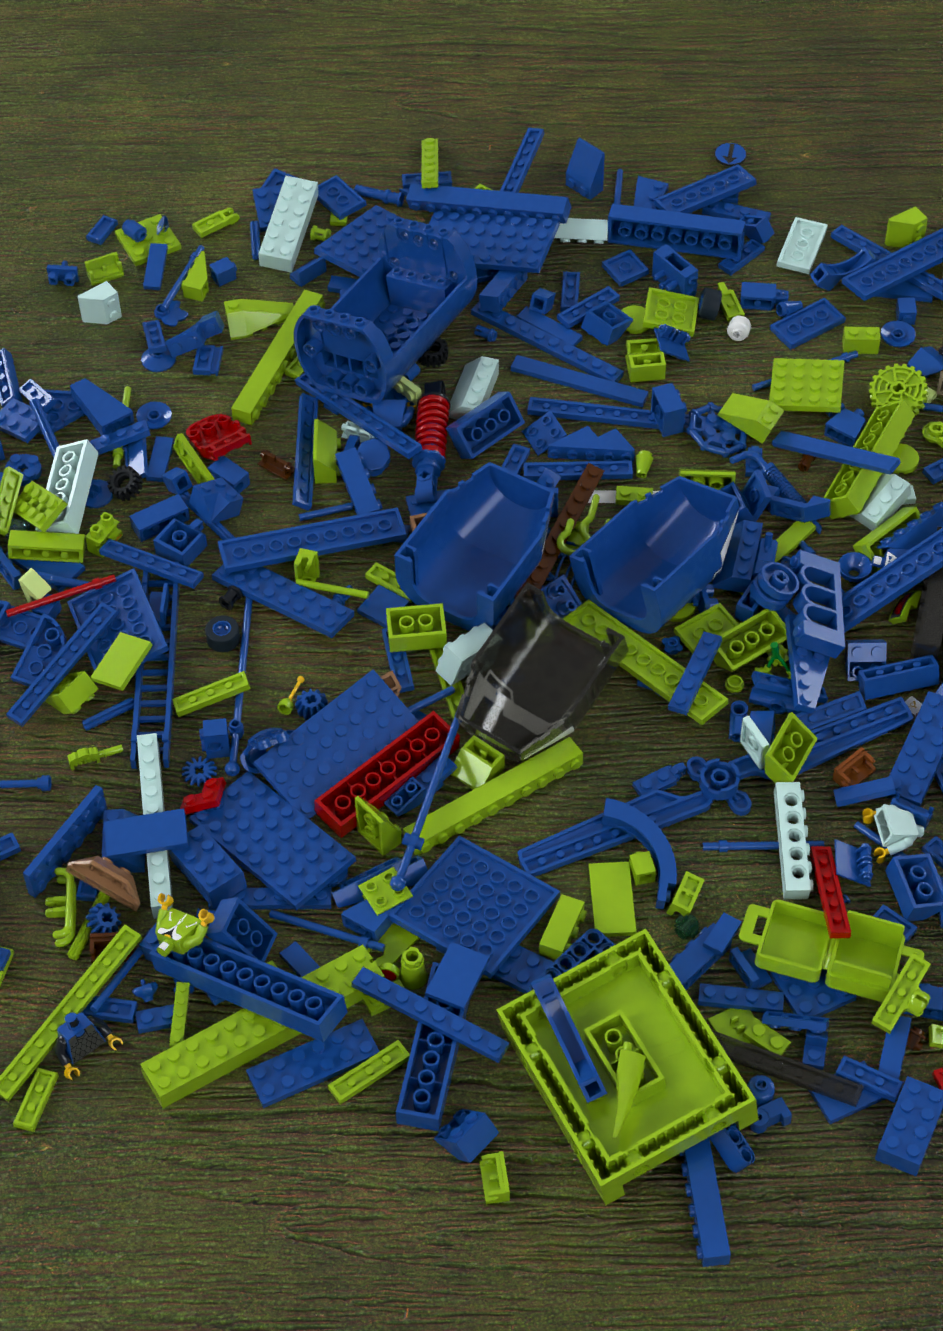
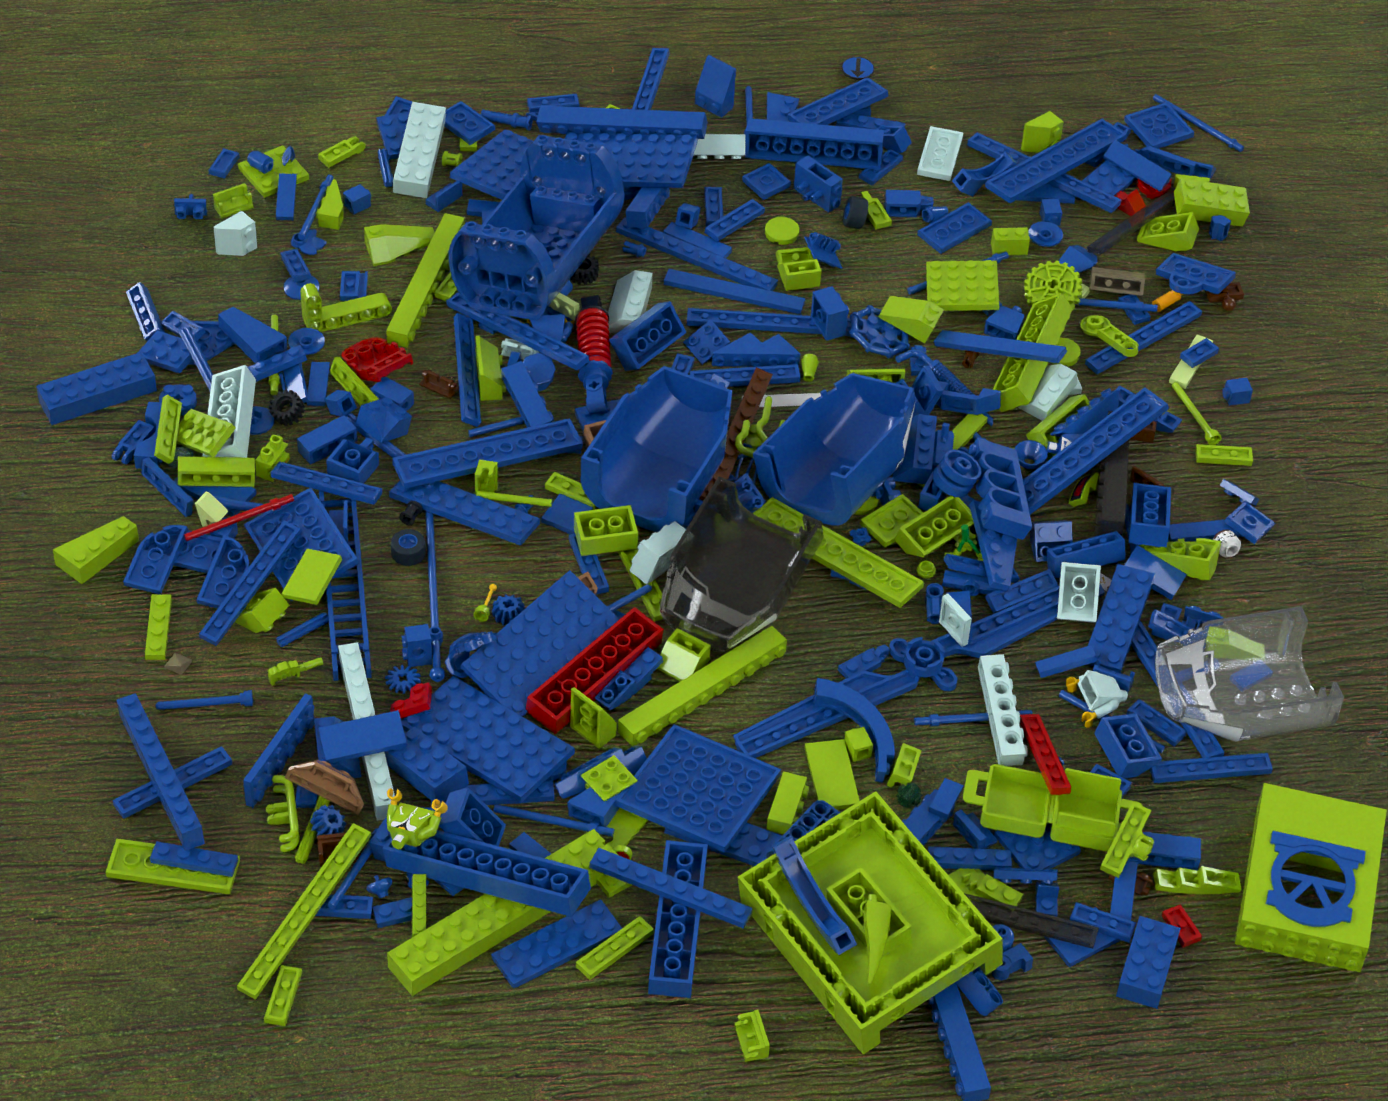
camera: 10 degrees left, 5 degrees down
(80, 1037) = (321, 933): torso -> none
(193, 387) = (341, 313): none -> lime beam
(196, 335) = (338, 262): blue arch -> none
(211, 694) = (405, 604): lime plate -> none
(413, 840) = (631, 728): blue bar -> none
(413, 970) = (646, 847): lime plant -> none
(430, 163) = (556, 86): lime plate -> none
(457, 976) = (692, 851): blue tile -> none
(467, 1134) = (719, 998): blue slope -> none
(606, 323) = (754, 234): blue slope -> none
(627, 494) = (797, 397): lime plate -> none
(670, 309) = (819, 218): lime plate -> none
(695, 673) = (888, 559): blue plate -> none
(739, 328) = (888, 234): white head -> none
(789, 750) = (989, 625): lime slope -> none
(854, 769) = (1053, 641): dark orange hinge -> none
(854, 862) = (1064, 727): blue hinge -> none
(885, 719) = (1078, 592): none -> light aqua slope

